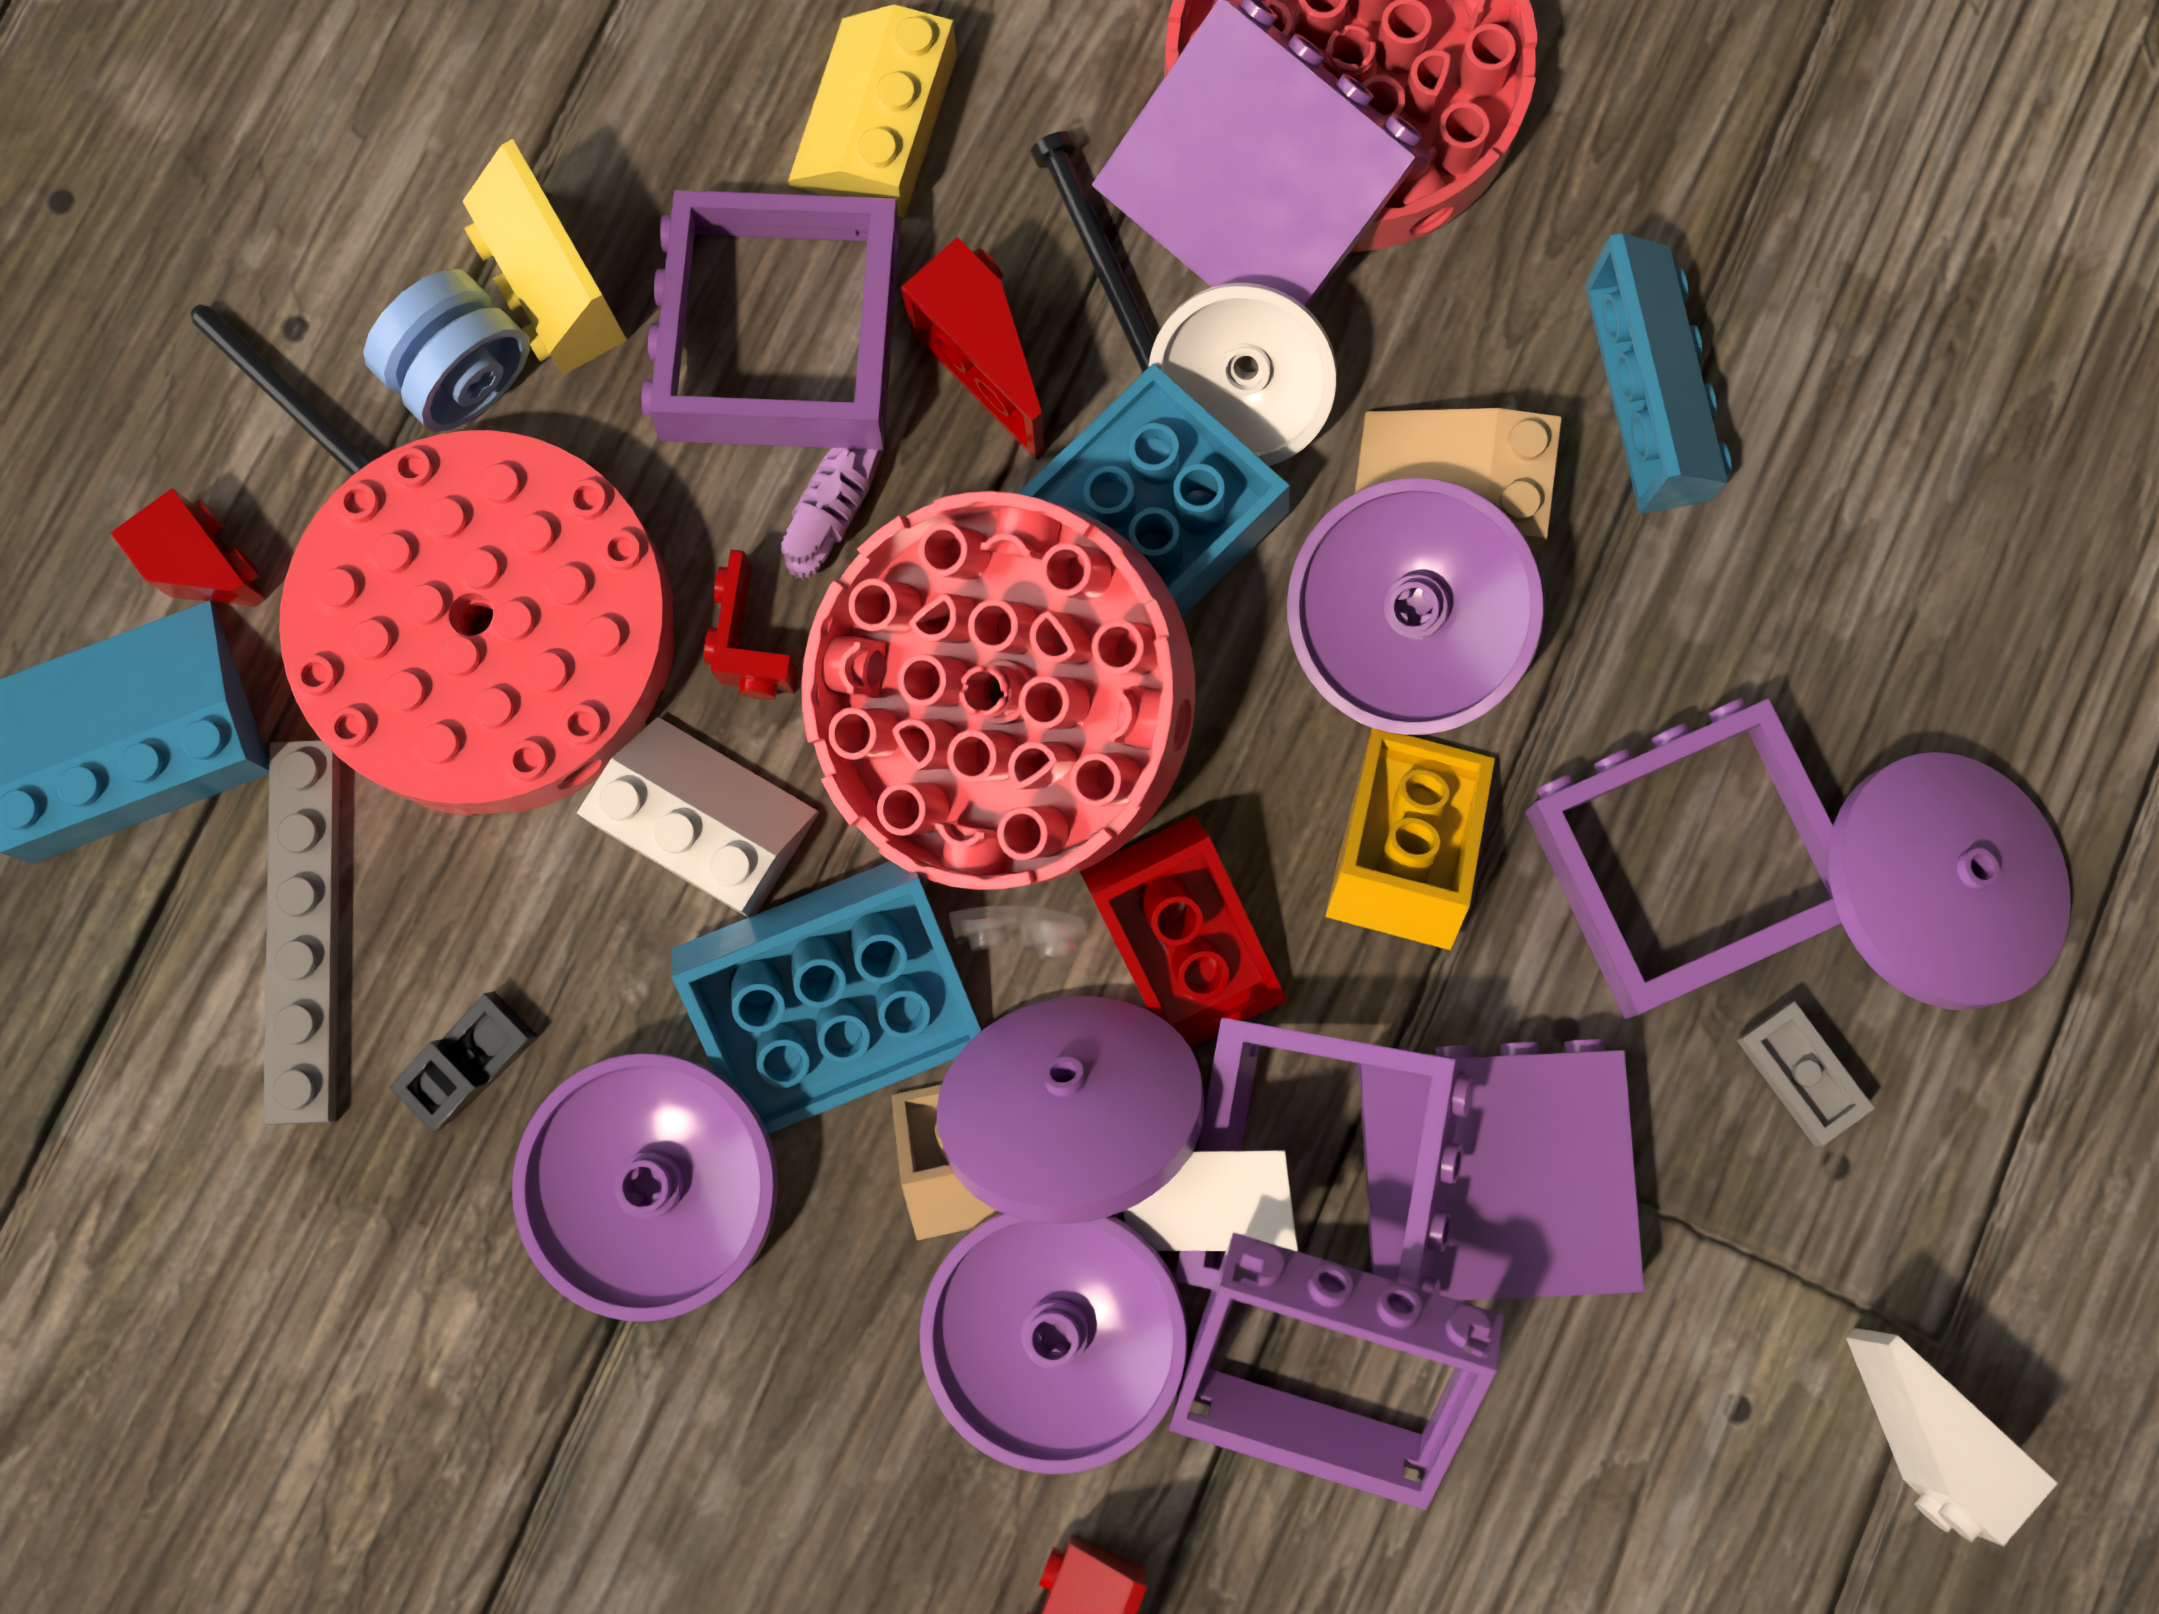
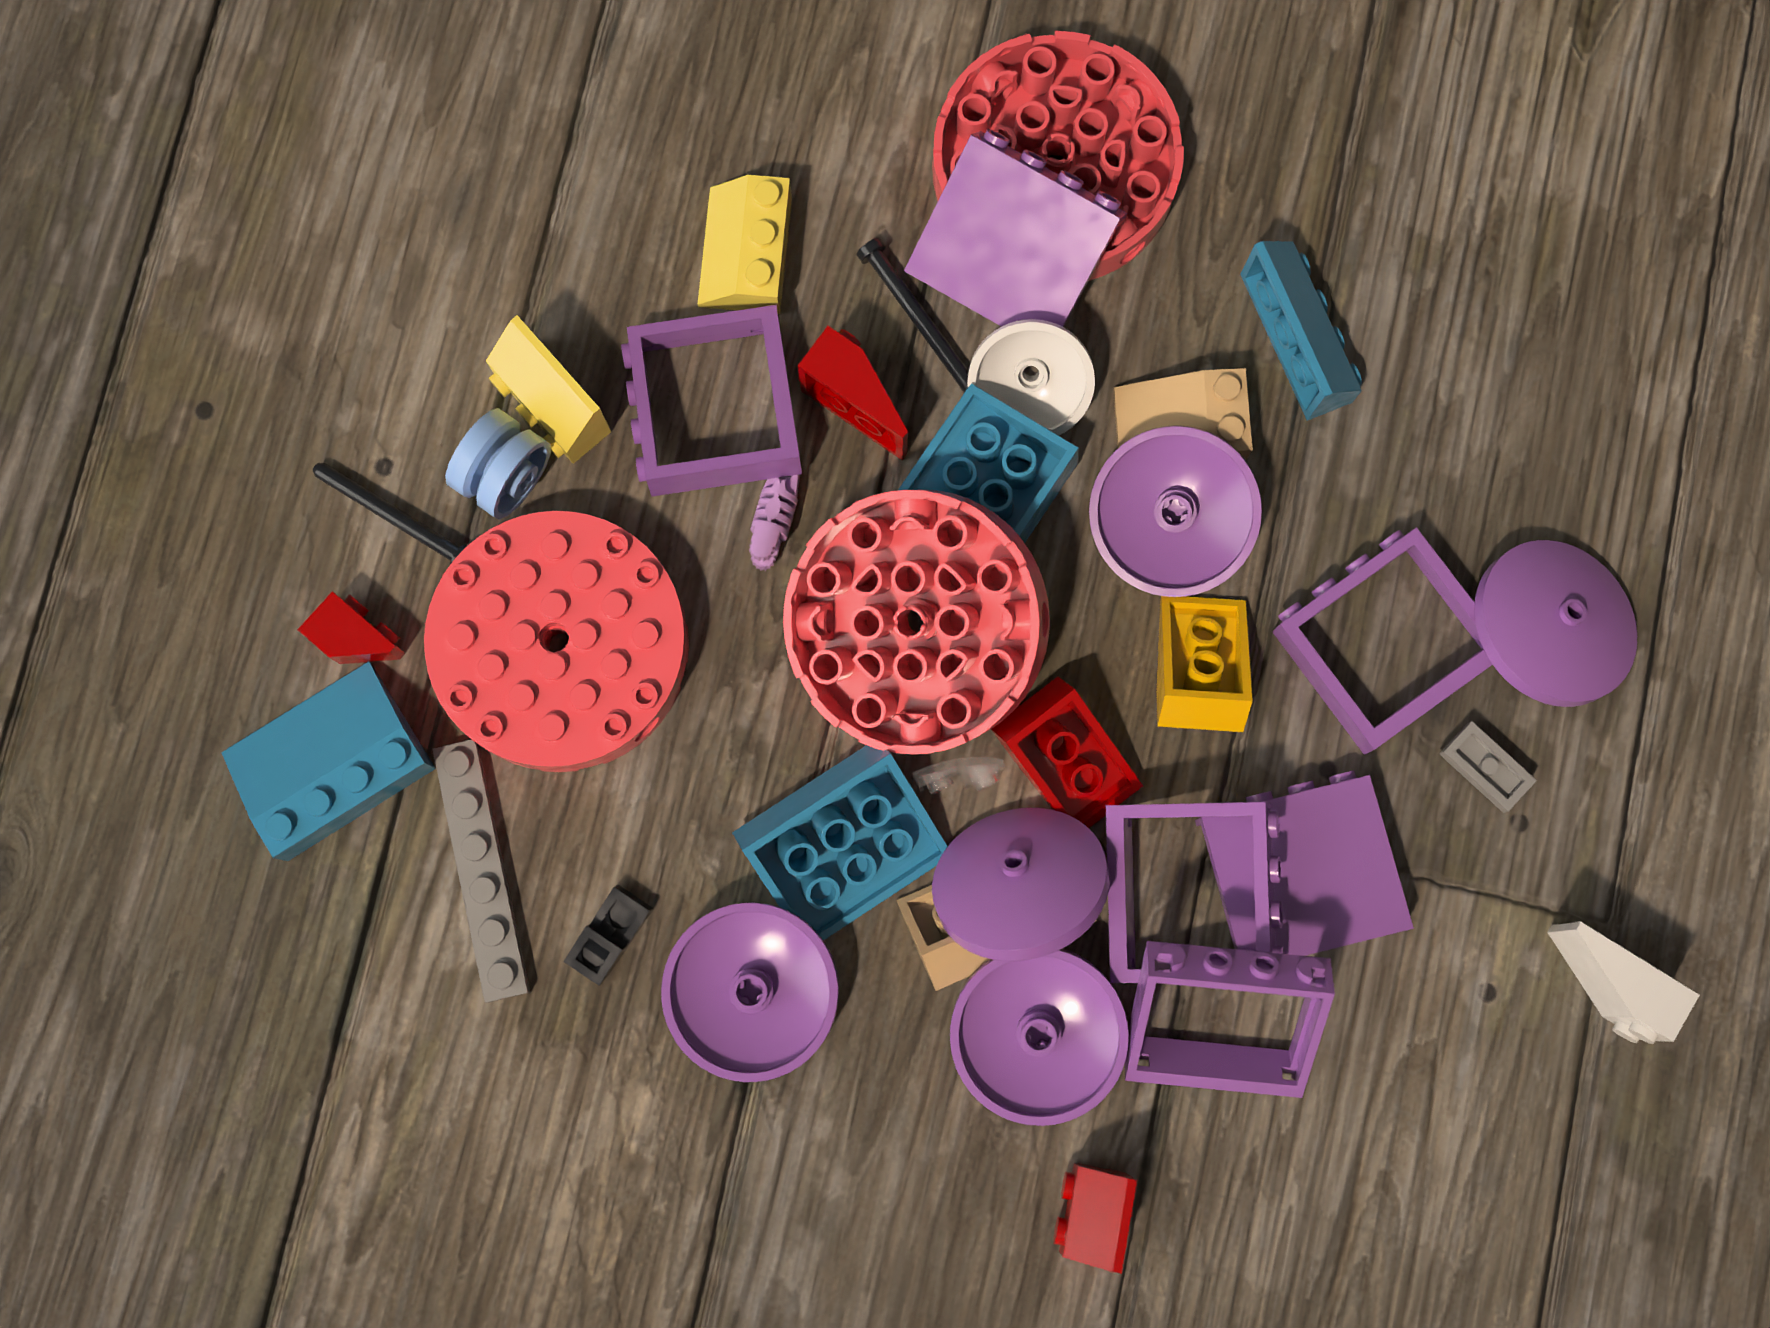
camera: 15 degrees left, 0 degrees up
(699, 815) = (731, 741): slope -> none
(754, 672) = (748, 639): red bracket -> none
(1217, 1197) = (1128, 923): white sticker -> none

